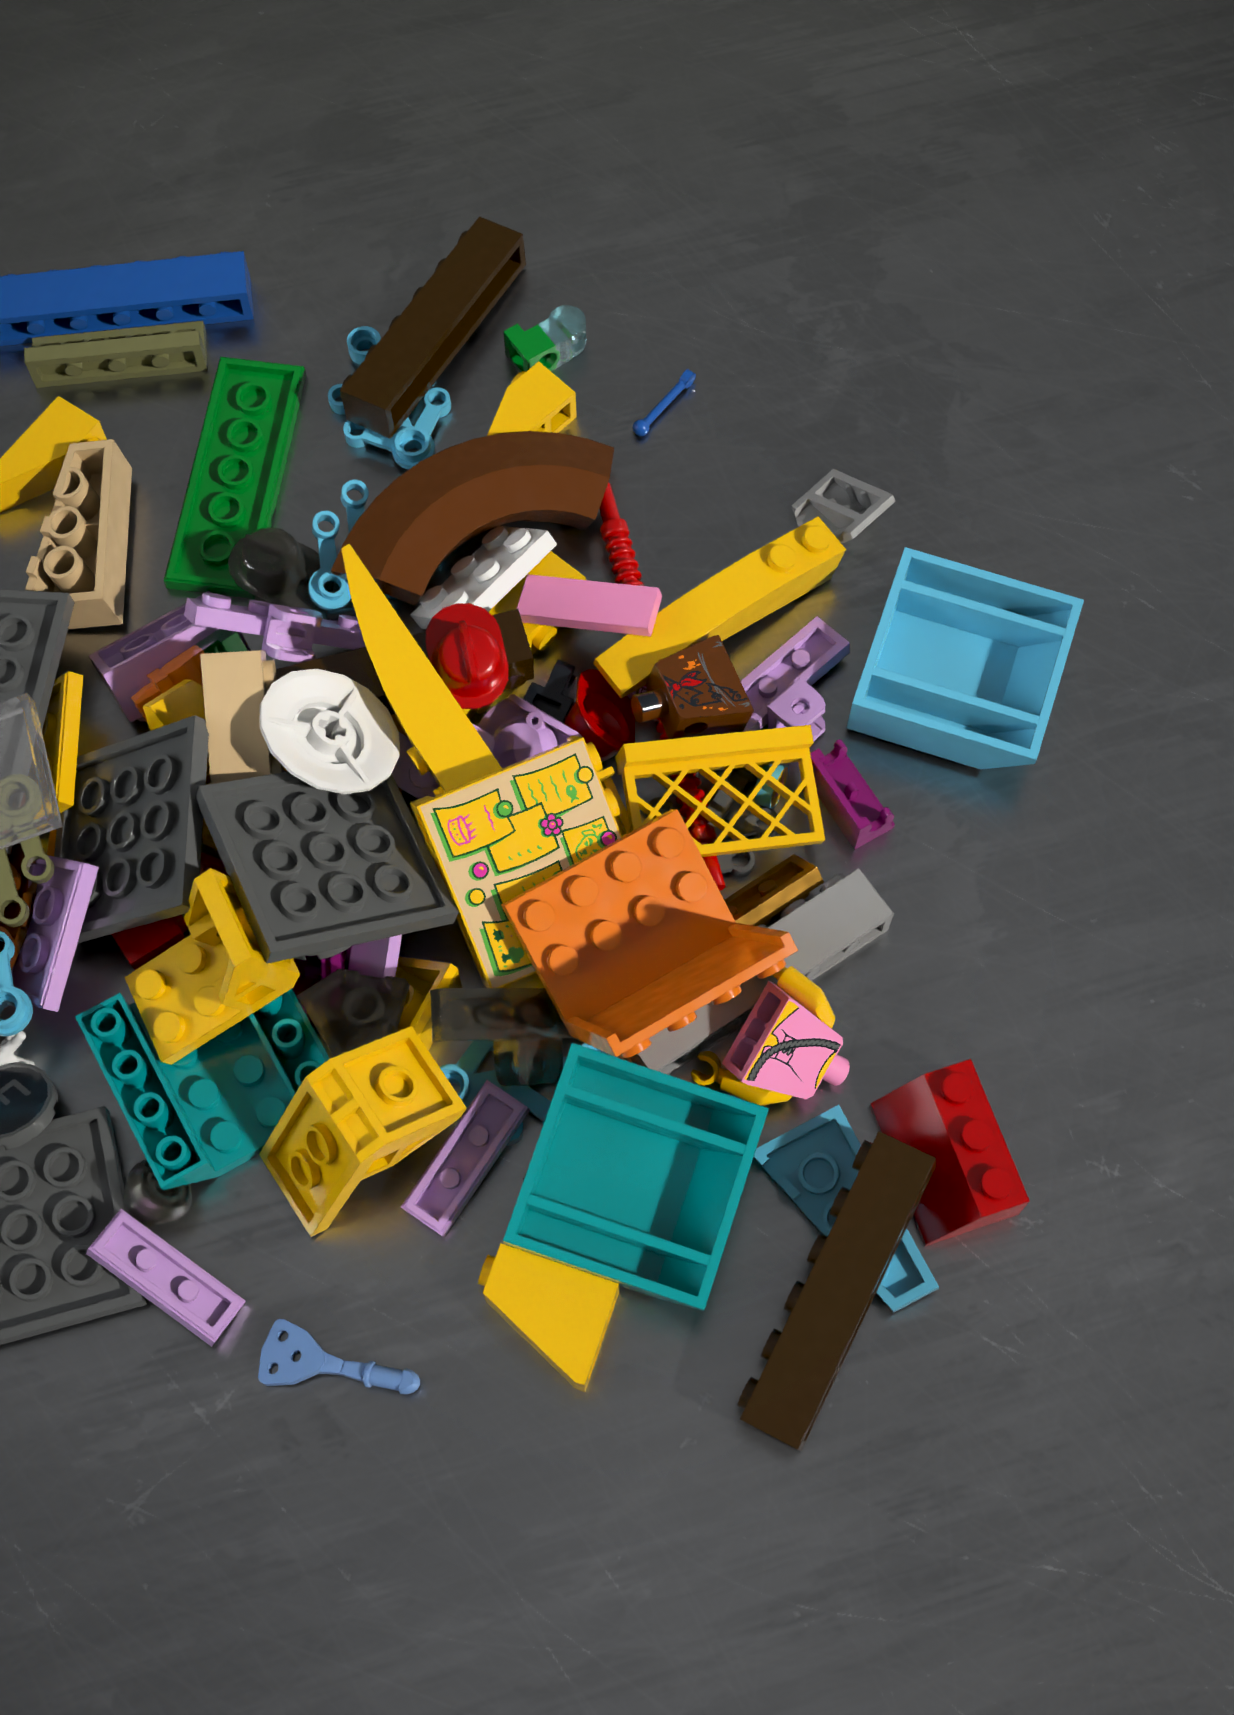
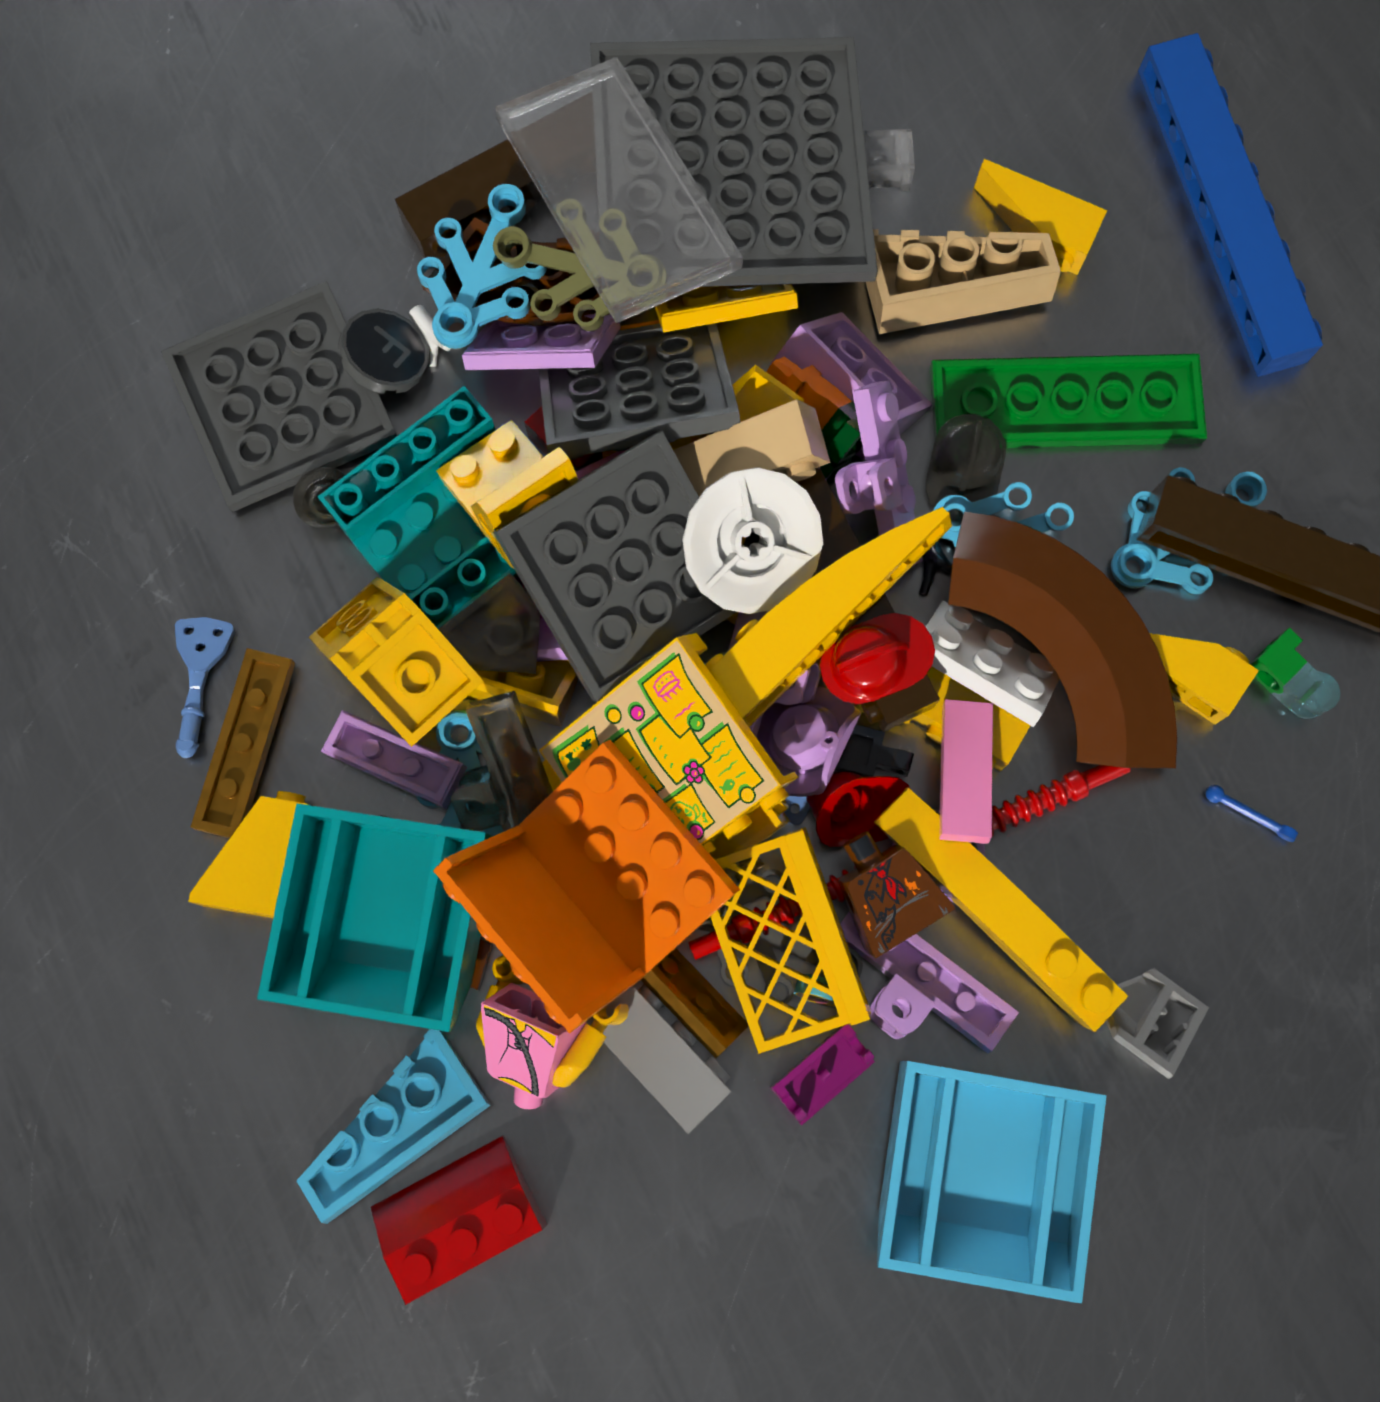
camera: 80 degrees right, 10 degrees up
(117, 354) = (1176, 264): olive fence -> none
(165, 1277) = (249, 521): lavender tile -> none
(417, 1317) = (243, 743): none -> pearl gold plate
(838, 1290) = (303, 1126): dark brown brick -> none

